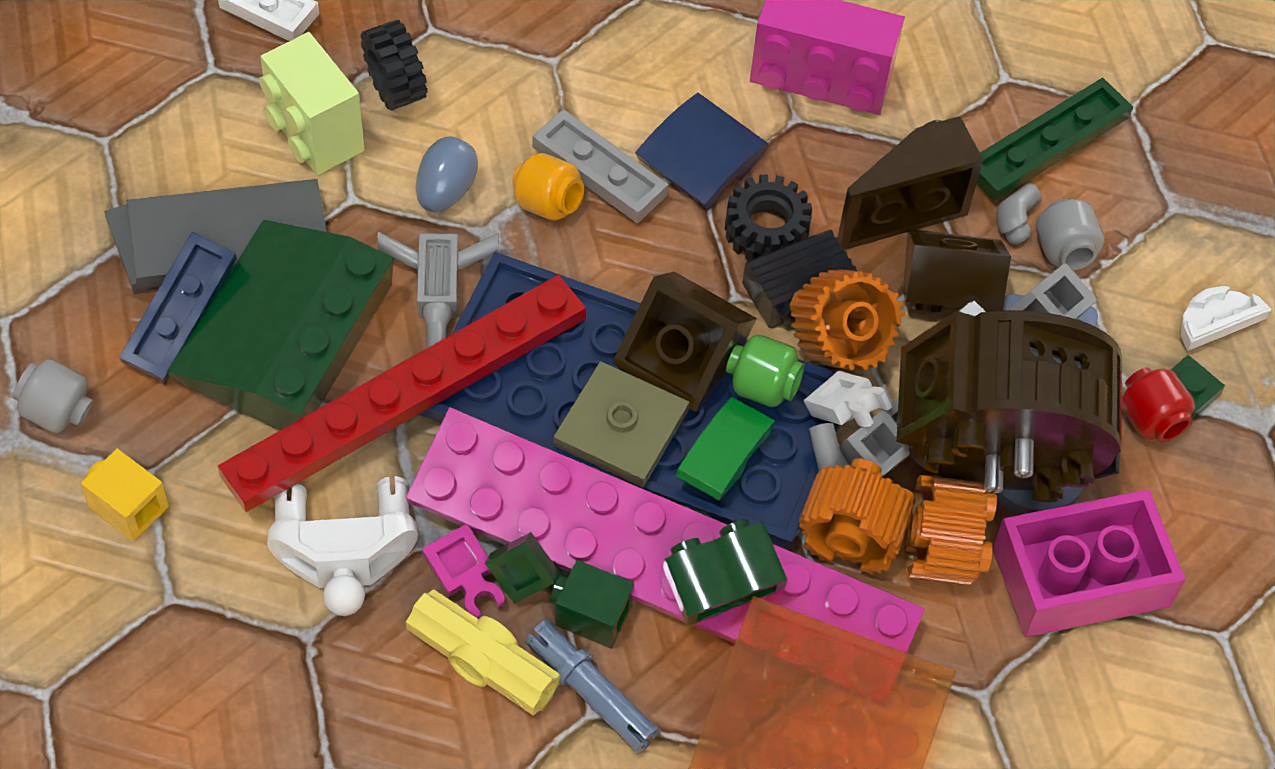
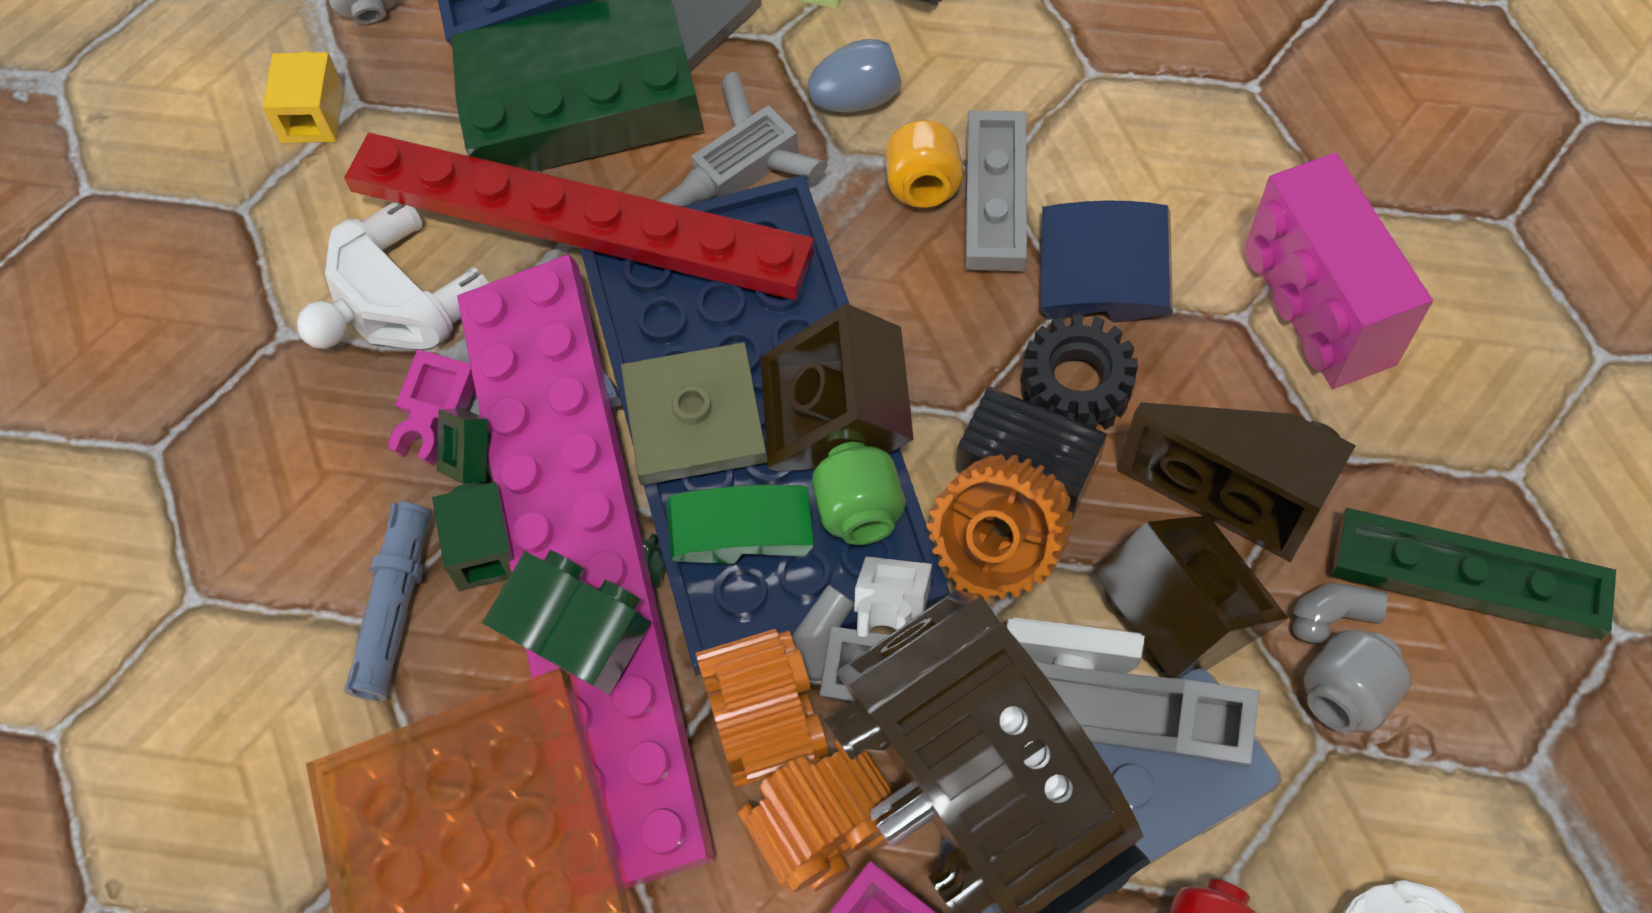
camera: 60 degrees right, 5 degrees up
(483, 651) = (353, 481): light yellow piece -> none

